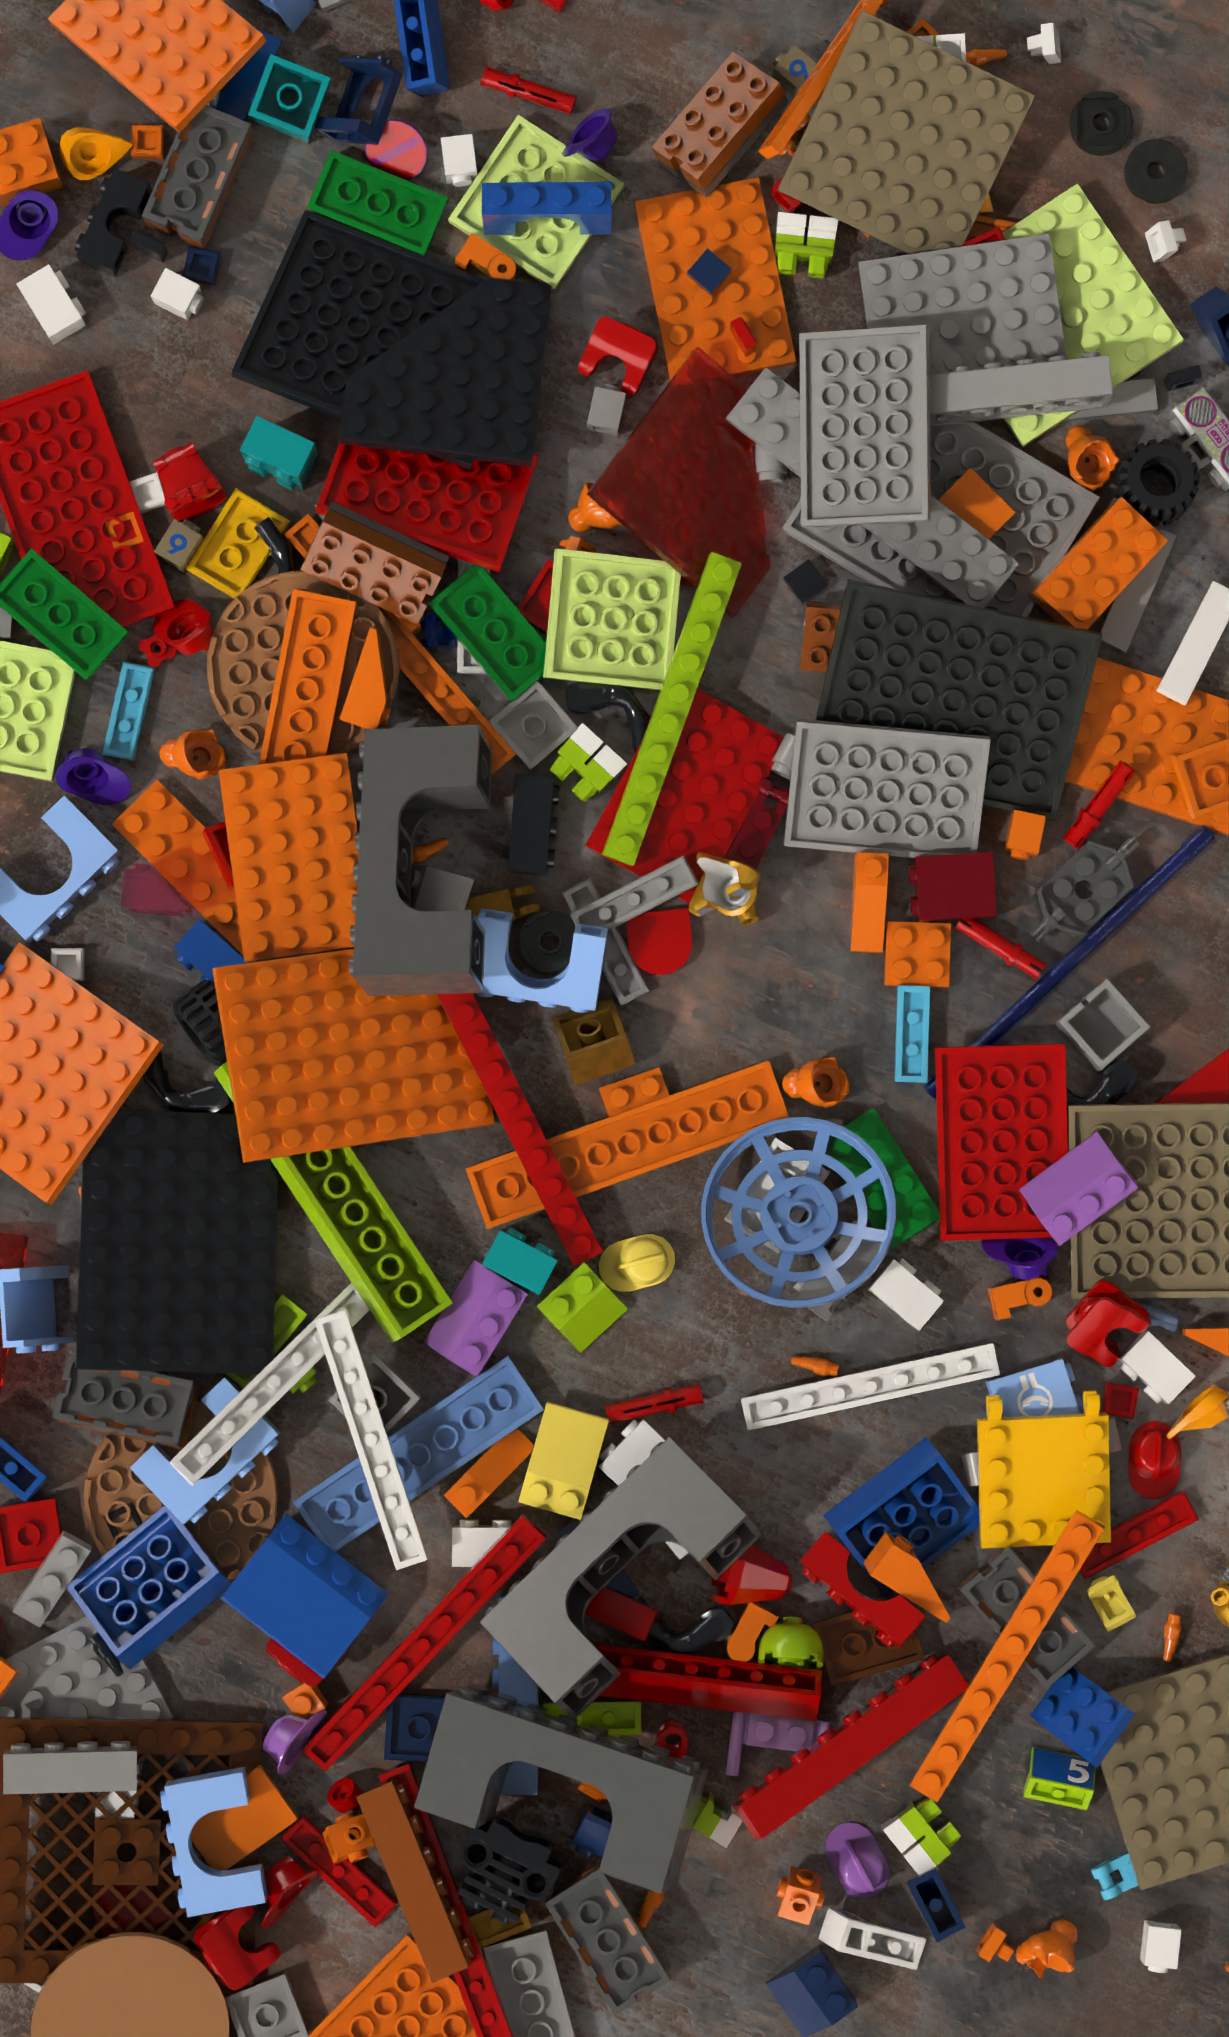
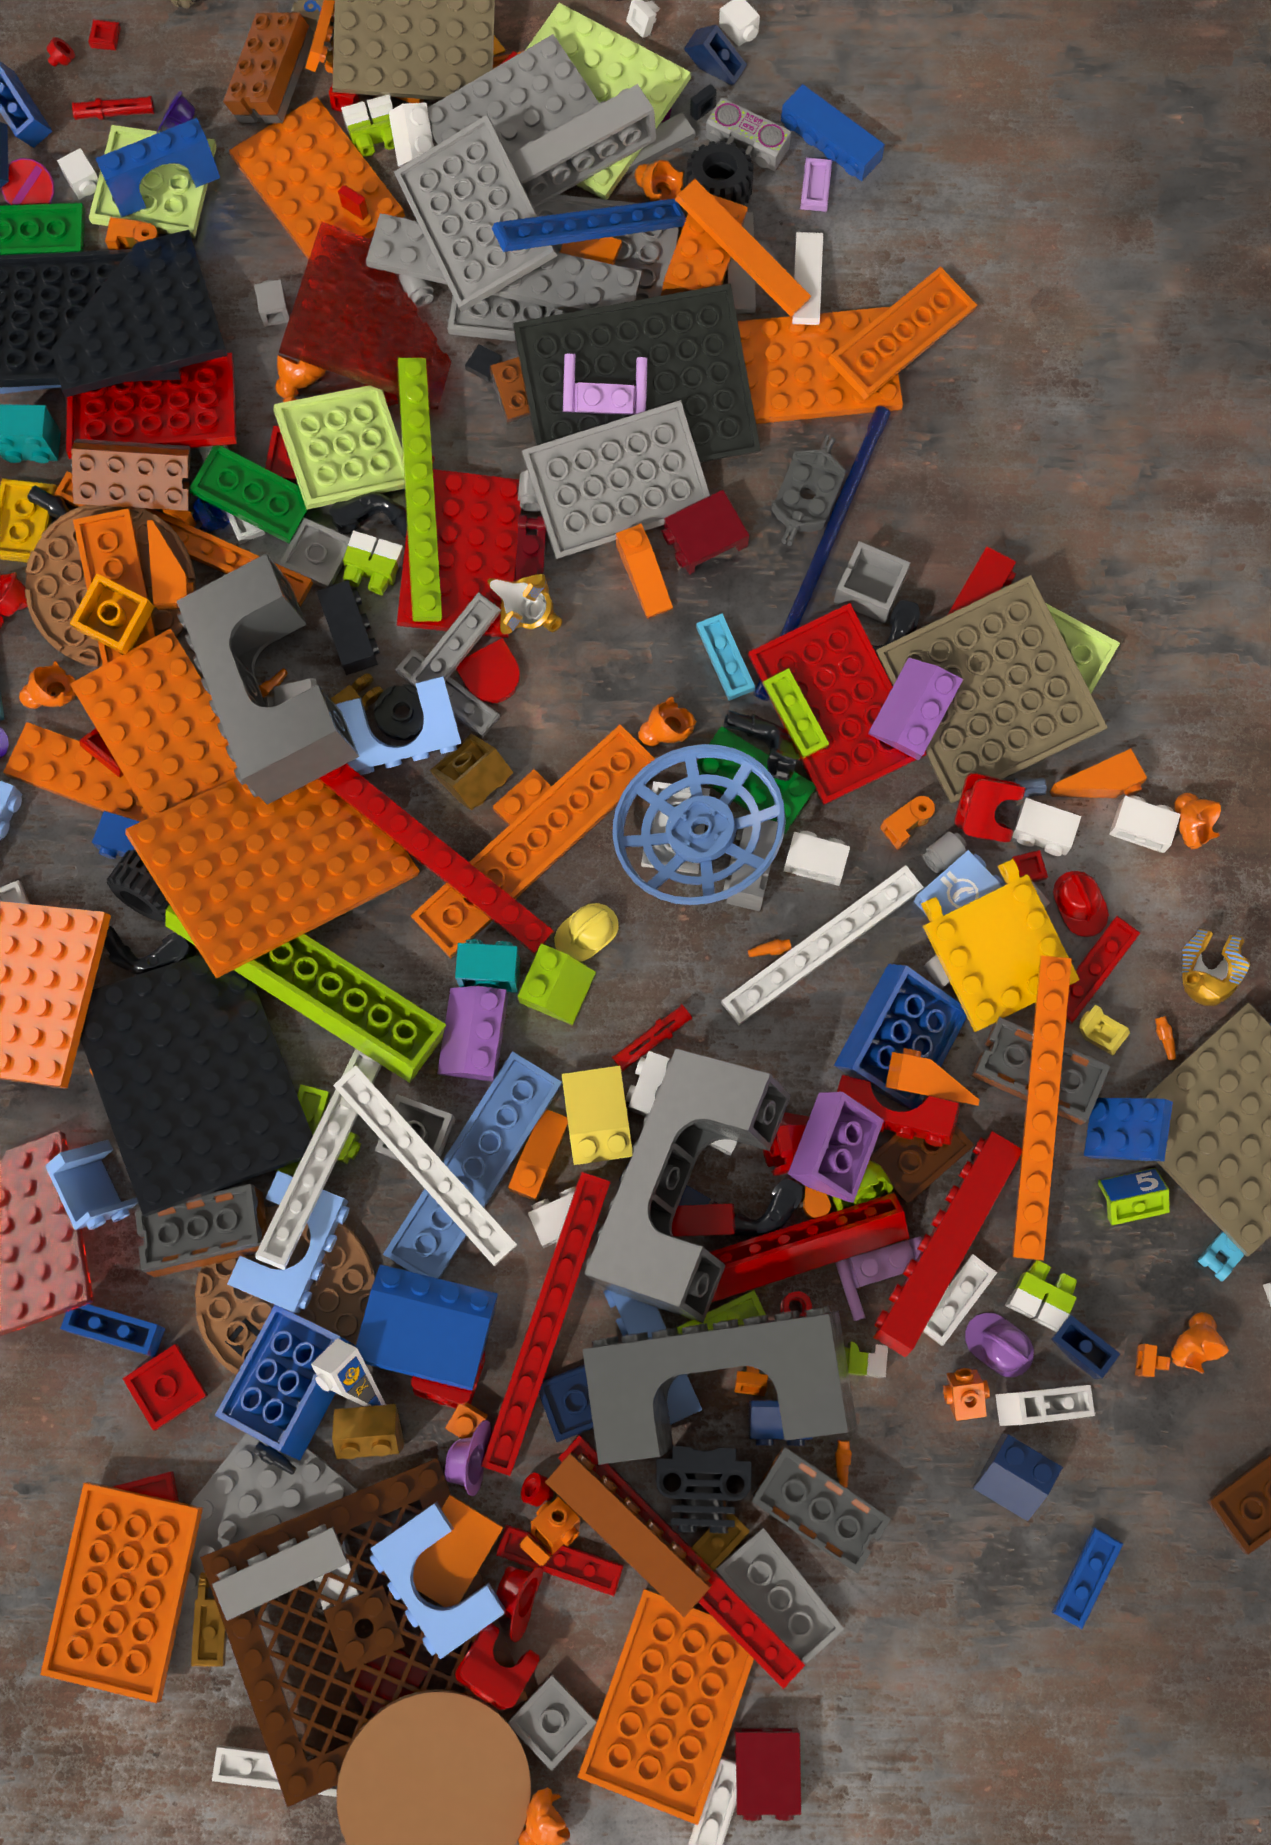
camera: 20 degrees left, 10 degrees down
(51, 1578) = (200, 1415): light grey plate -> none
(150, 893) = (56, 808): clear pink slope -> none
(206, 1672) = (367, 1431): none -> pearl gold slope
(209, 1610) = (345, 1373): none -> white slope
(292, 717) = (112, 614): none -> light orange brick
(319, 1853) = (535, 1550): none -> orange tile
(624, 342) = (263, 248): red piece -> none
(709, 271) = (307, 171): dark blue tile -> none
(783, 1605) = (836, 1146): none -> medium lavender slope
(841, 282) = (410, 131): none -> white brick
(843, 1798) = (959, 1298): none -> white plate
(910, 700) = (604, 397): none -> lavender plate
(917, 954) = (700, 595): orange plate -> none
(922, 1168) = (782, 753): none -> black piece
(953, 1137) = (795, 713): none -> lime plate
(983, 497) = (588, 224): none -> blue tile
(1002, 946) = (764, 561): red pin -> none
(1023, 1257) = (898, 786): dark purple piece -> none
(1024, 834) = (741, 470): orange brick -> none
(1040, 1346) = (944, 851): none -> light grey brick
(1098, 806) = (787, 433): red pin -> none
(1138, 591) = (742, 247): none -> orange tile
(1203, 1411) = (1101, 843): light orange piece -> none

